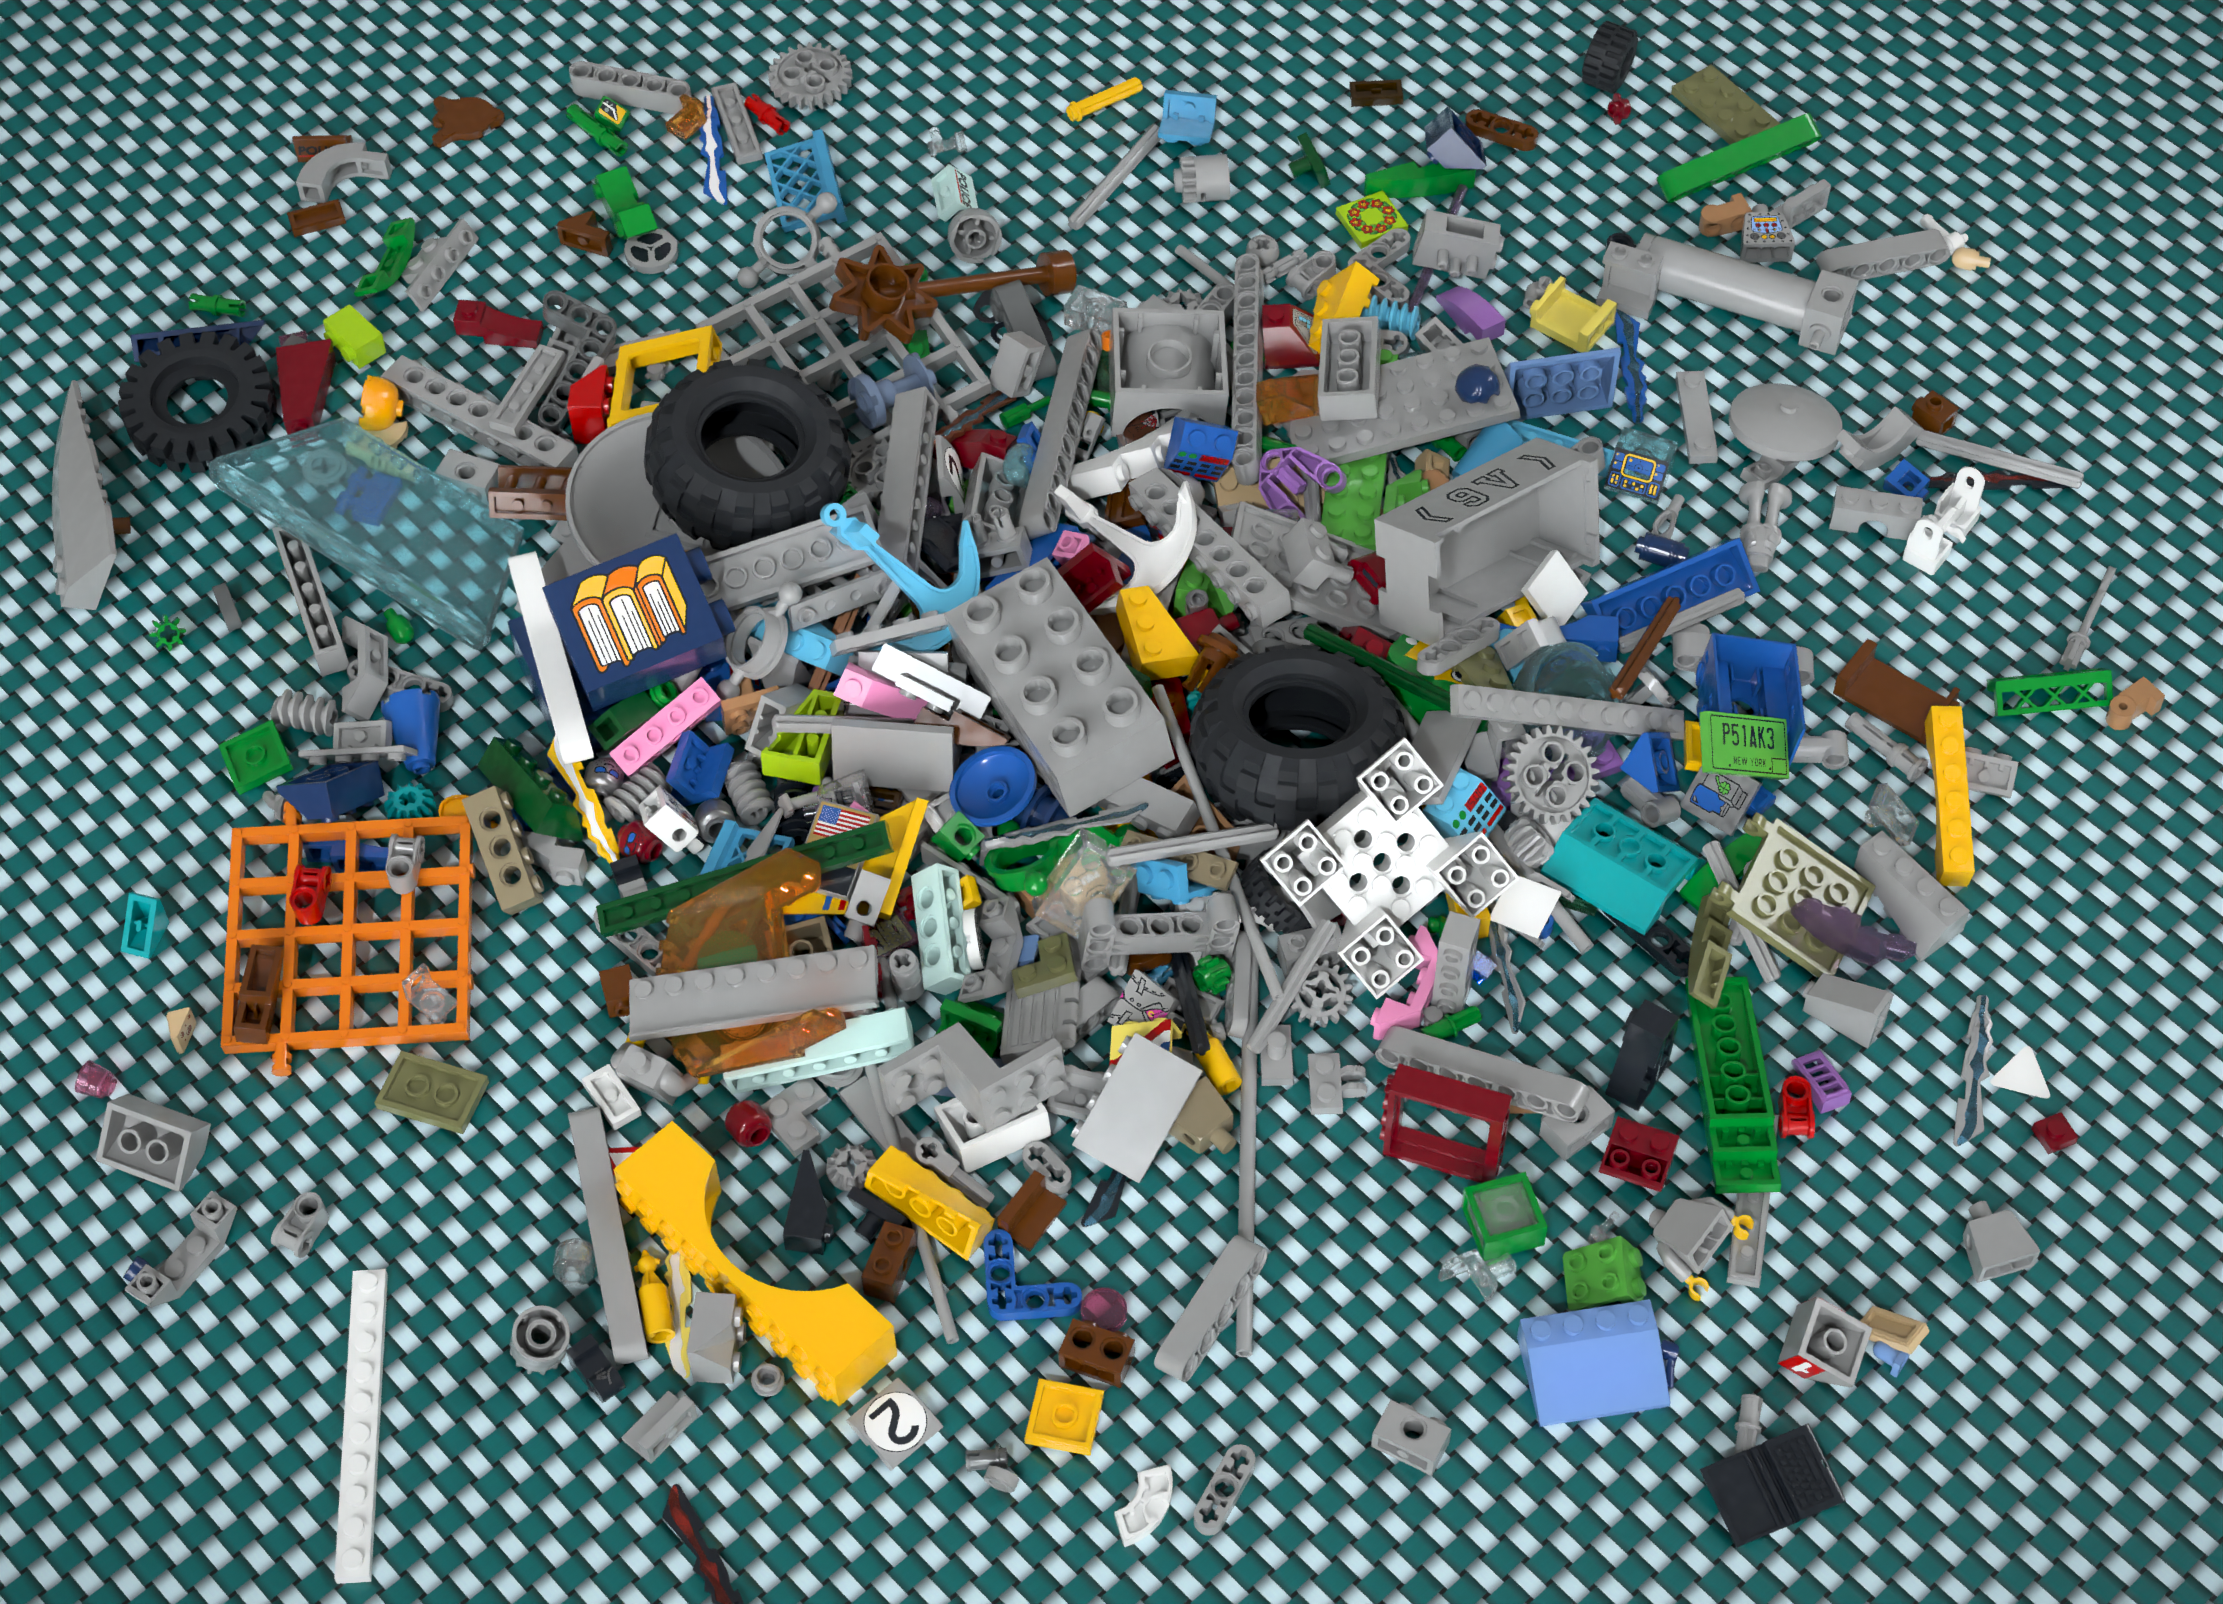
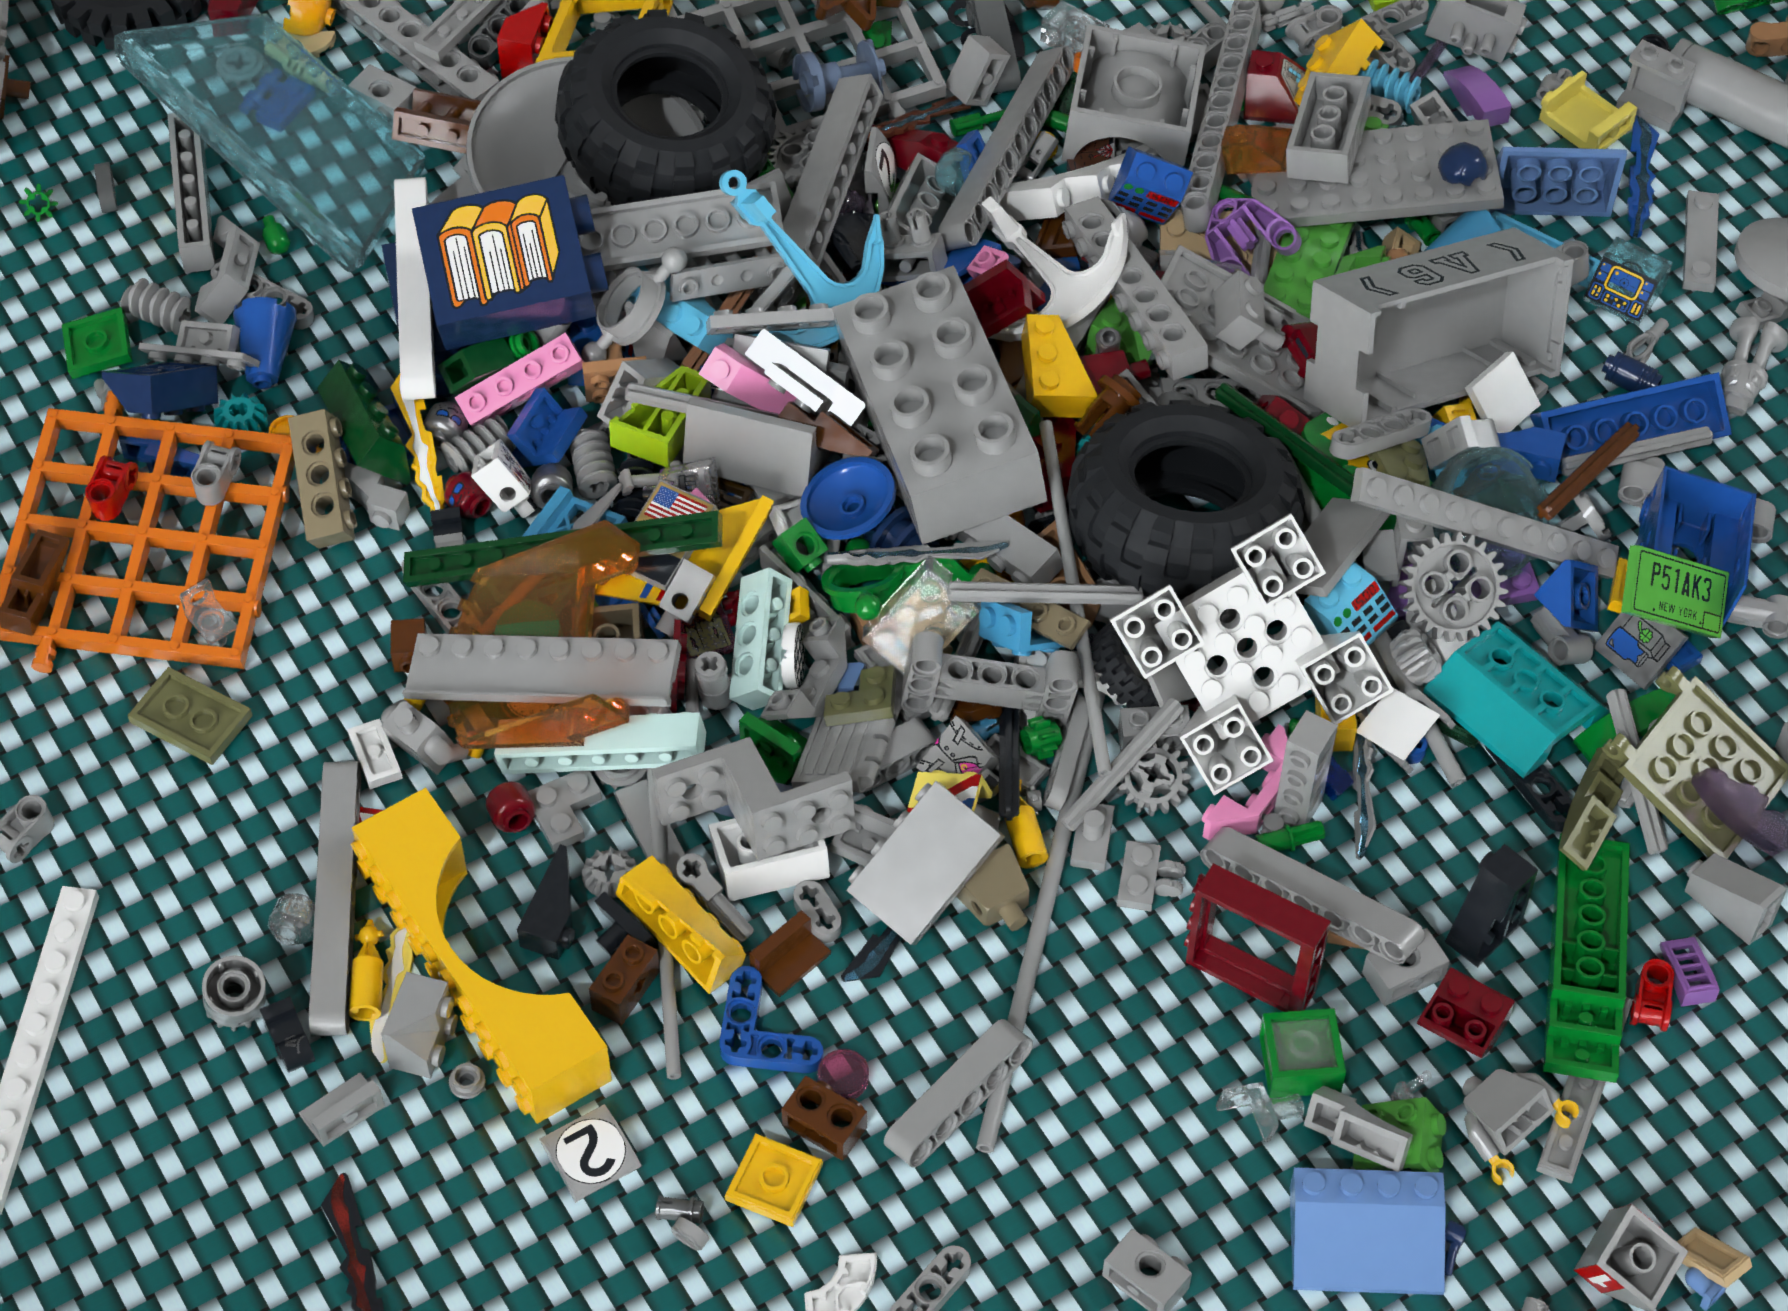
camera: 10 degrees right, 0 degrees up
(1567, 1275) = (1357, 1129): none -> light grey slope

